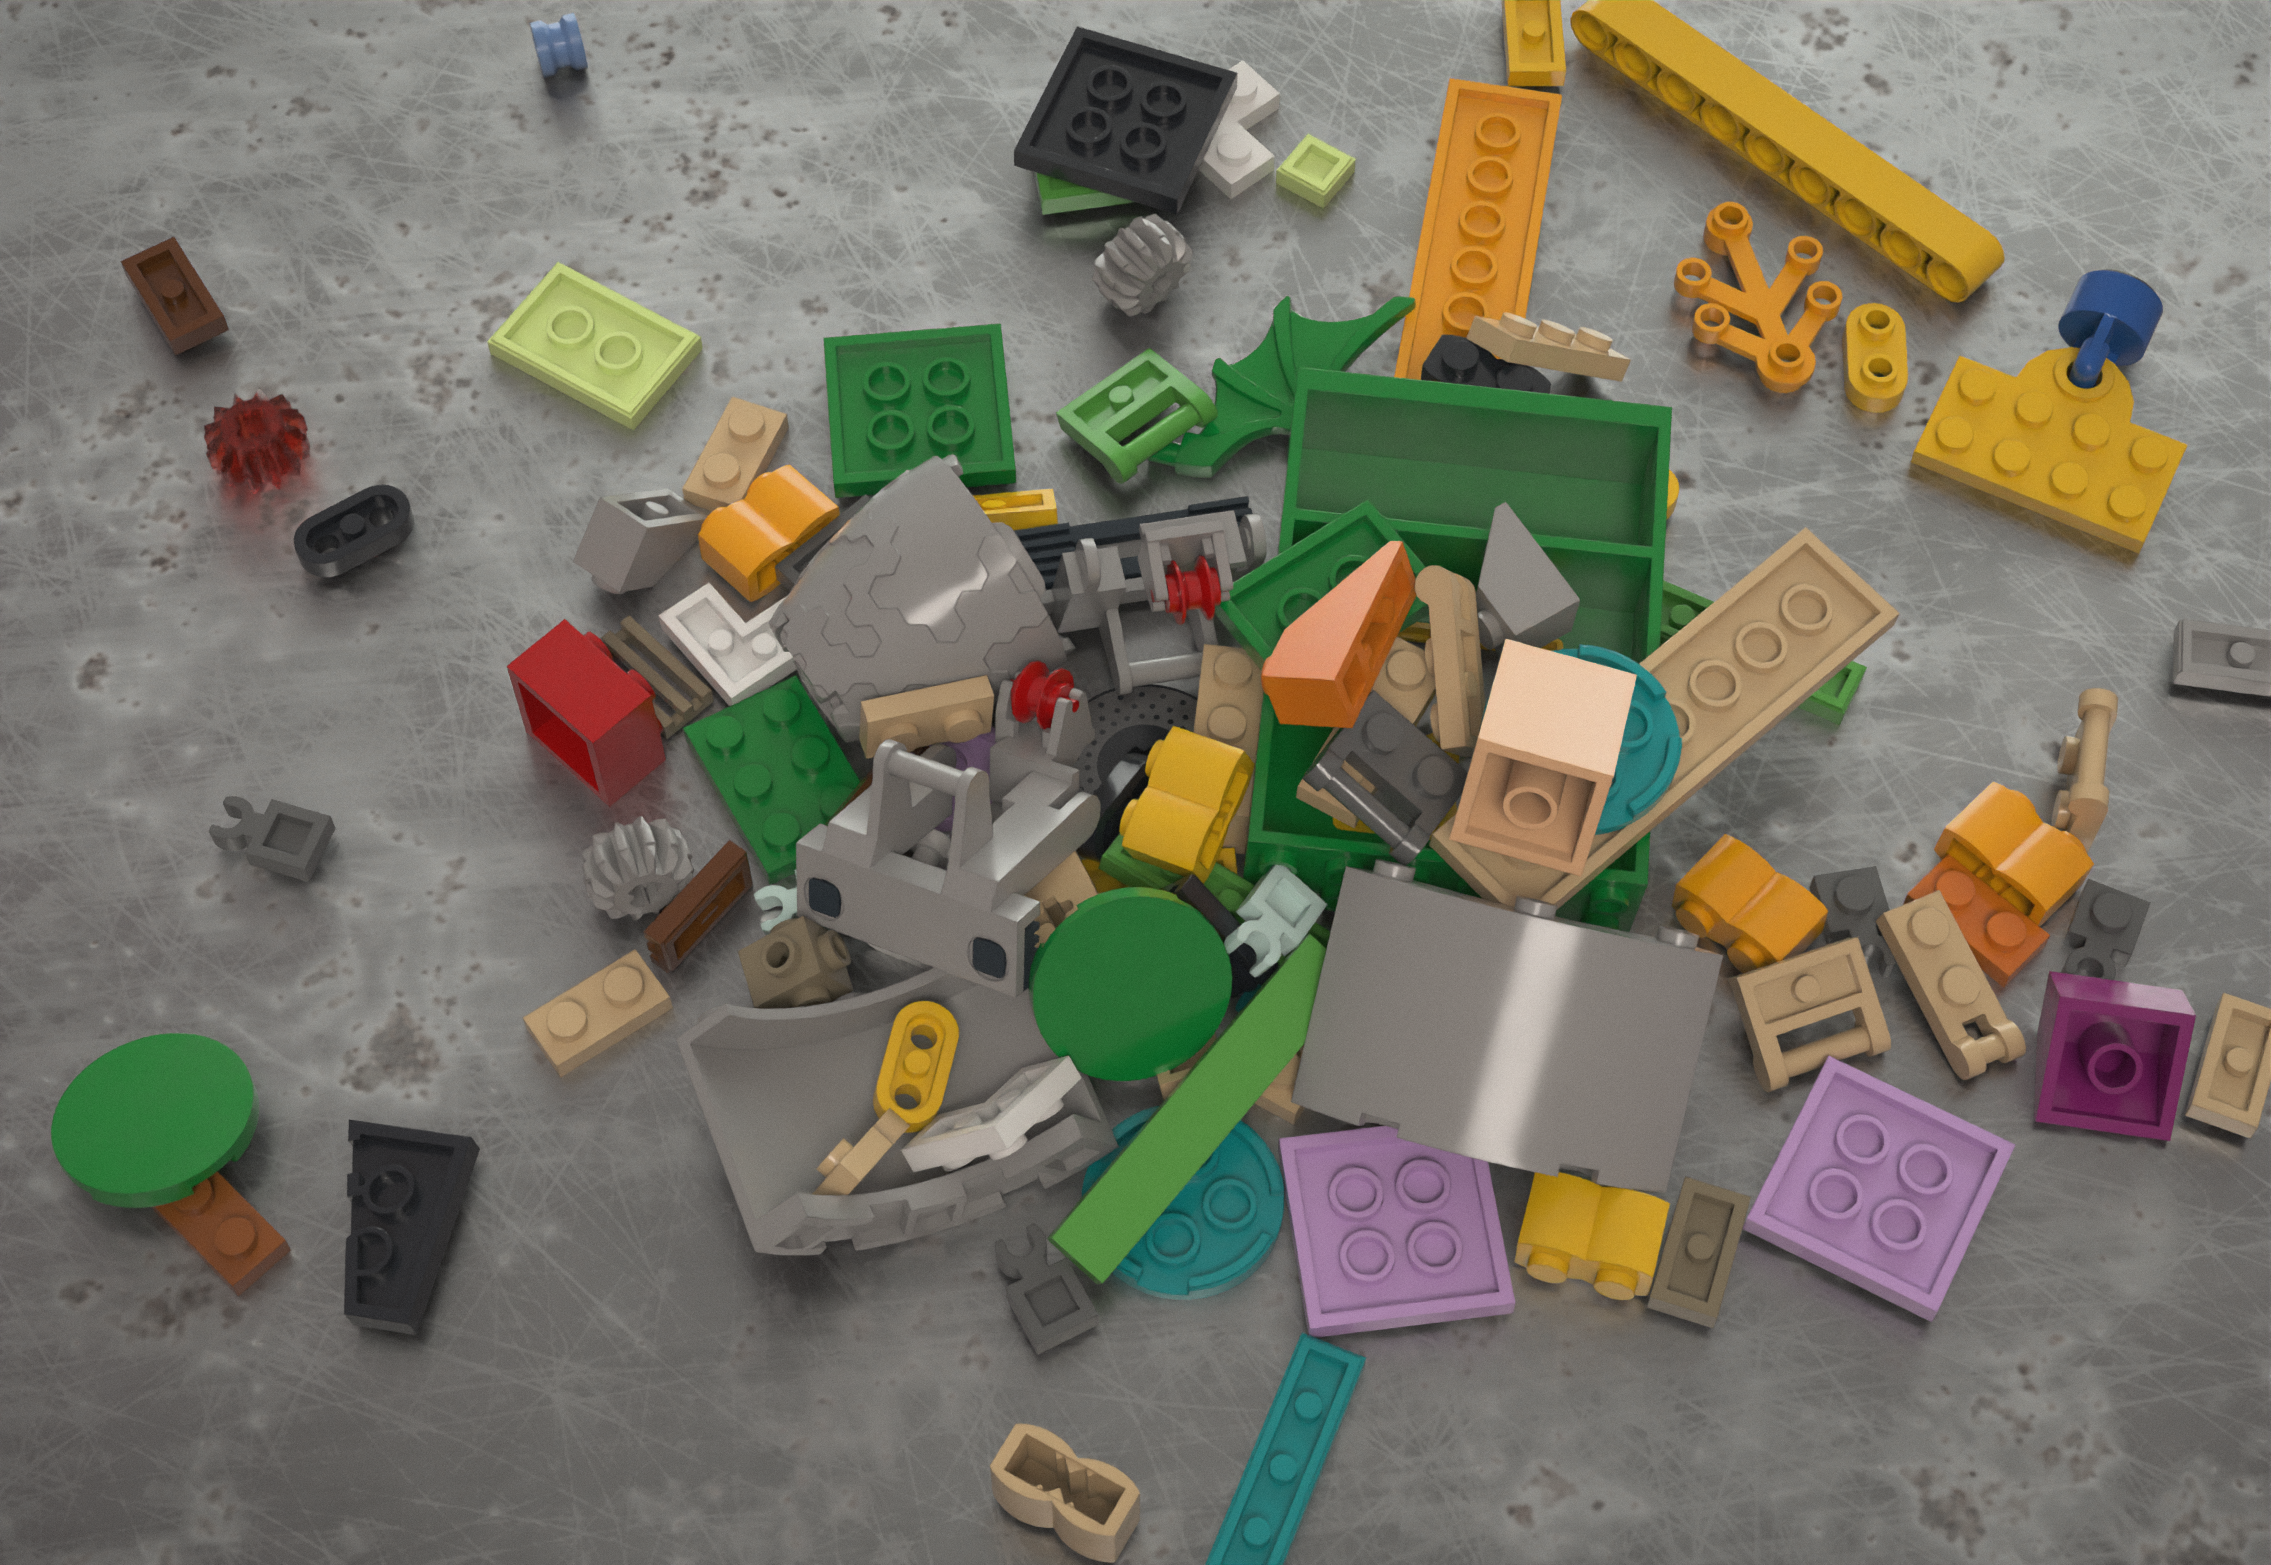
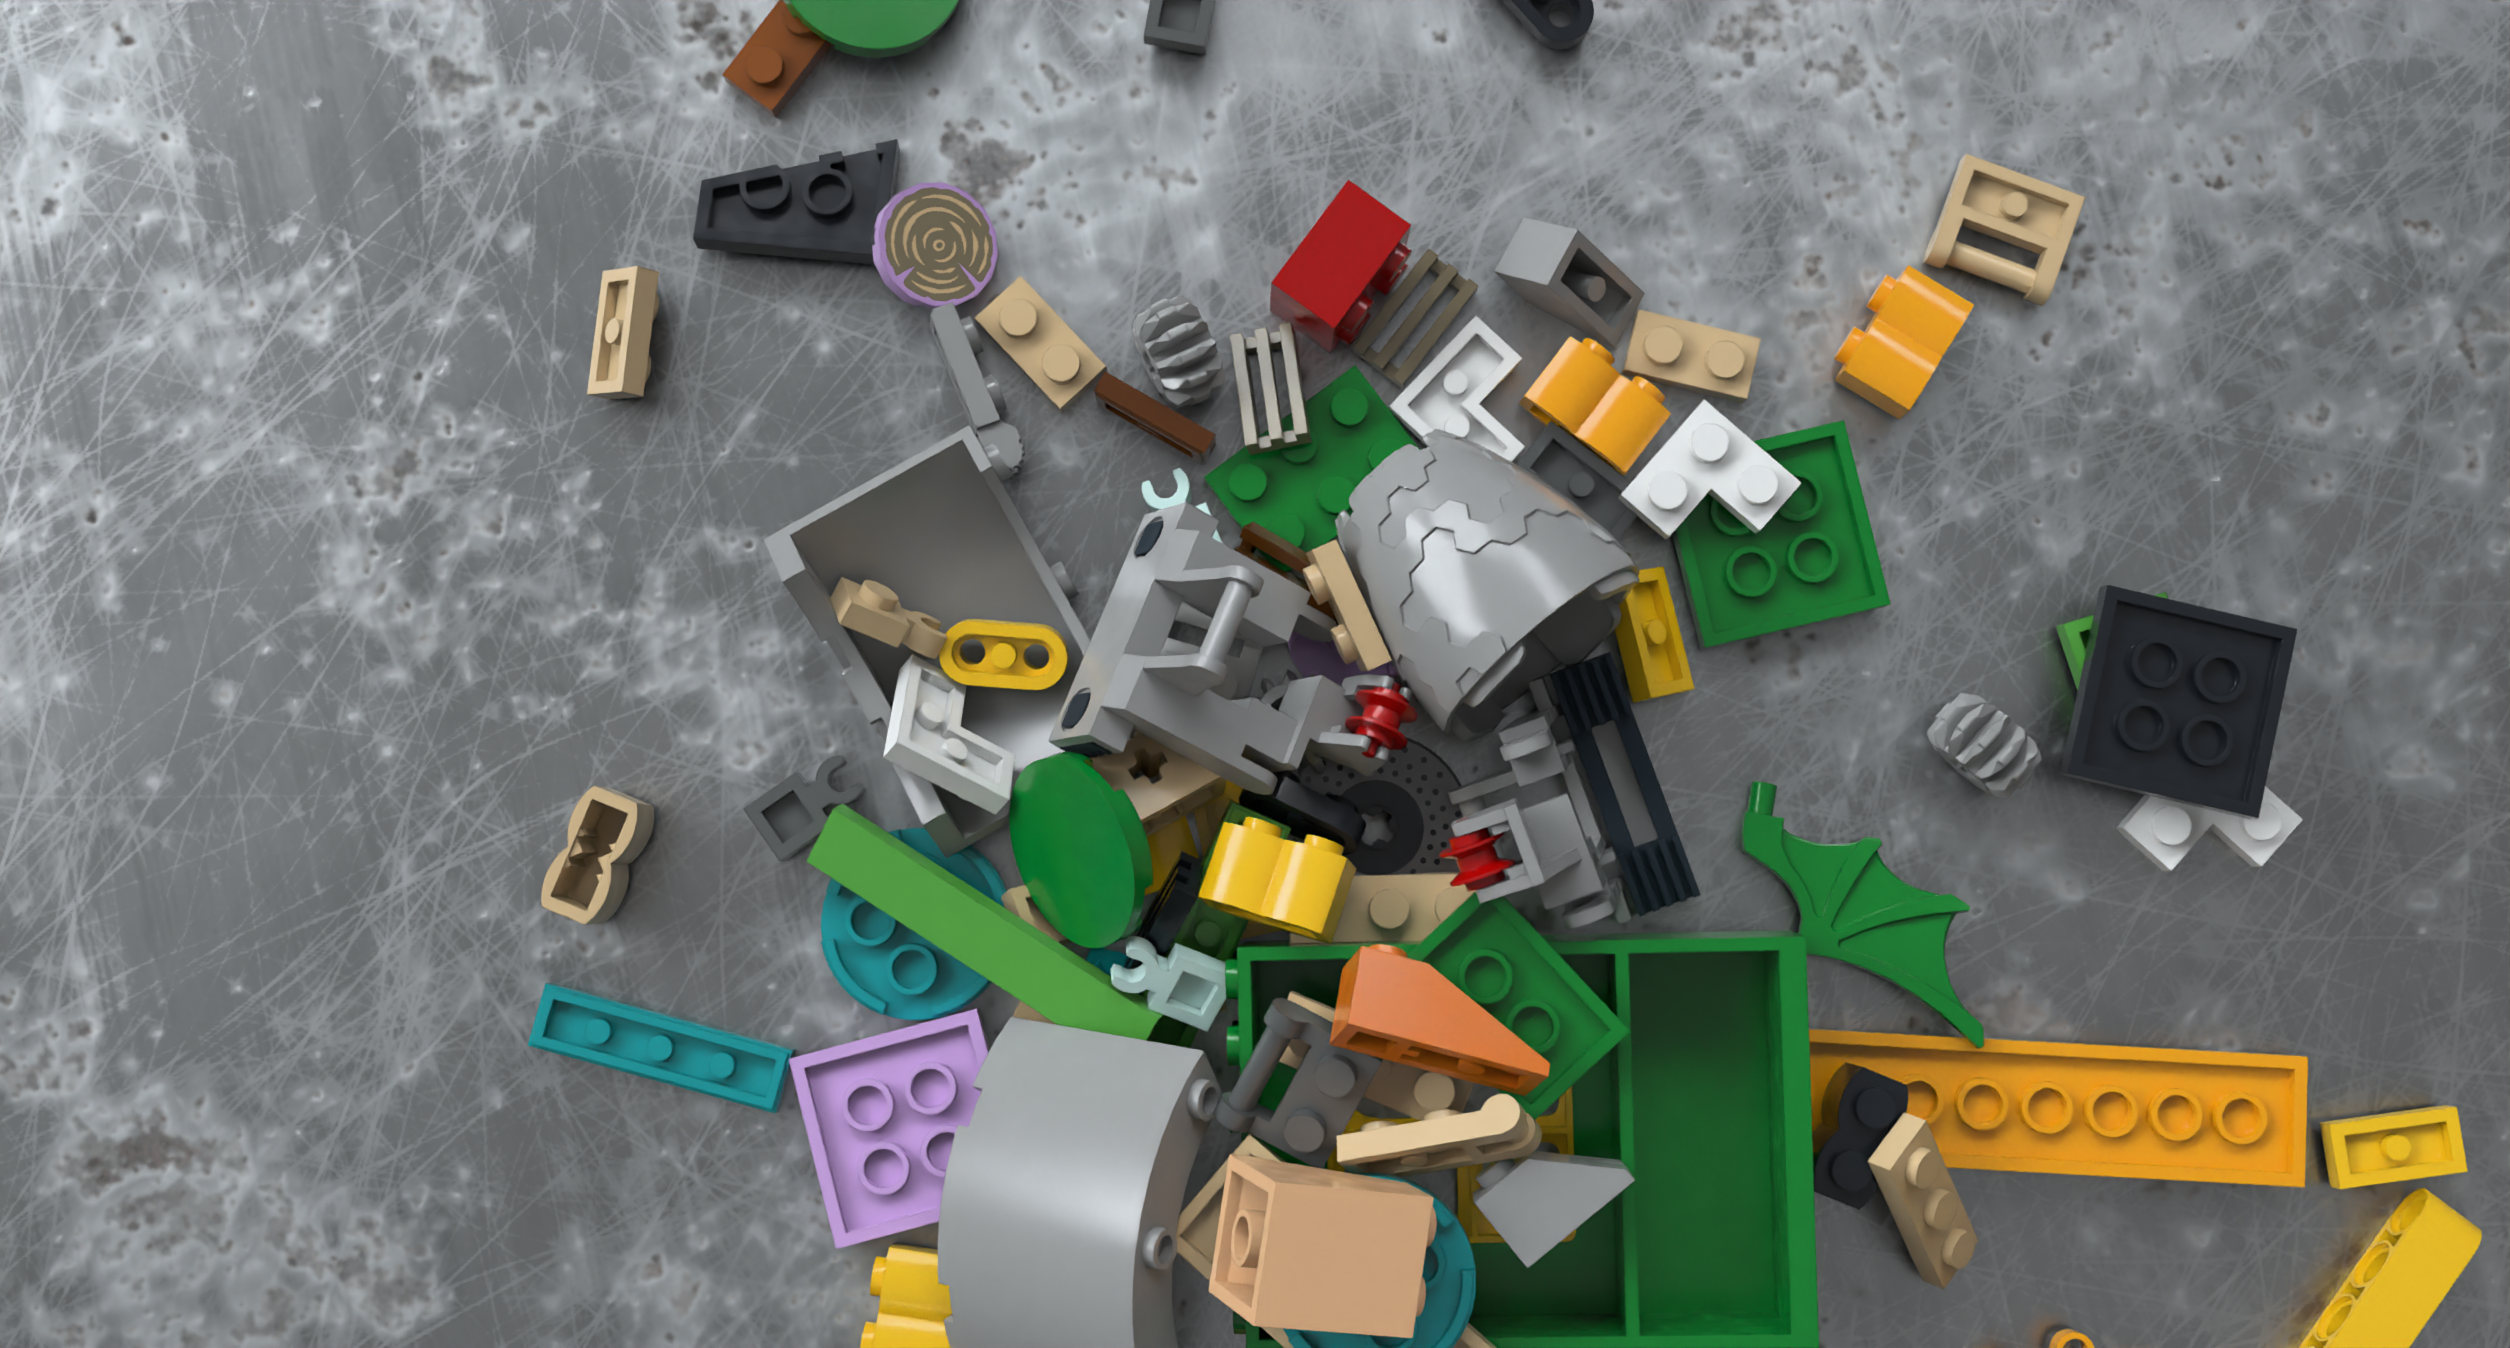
camera: 80 degrees right, 25 degrees up
(473, 1089) = (934, 245): none -> tile
(492, 1417) = (623, 333): none -> tan plate
(558, 45) = (2199, 62): medium blue wheel -> none
(595, 345) = (1812, 184): yellowish green tile -> none
(615, 1077) = (979, 396): none -> light grey hinge
(660, 192) = (2010, 210): none -> tan plate
(695, 774) = (1263, 344): none -> tile
(760, 287) = (1903, 341): none -> light orange brick
(796, 966) = (1090, 523): dark tan brick -> none
(843, 434) = (1714, 459): none -> white plate
(1129, 401) = (1808, 750): bright green plate -> none
(1315, 171) = (2164, 918): yellowish green tile -> none

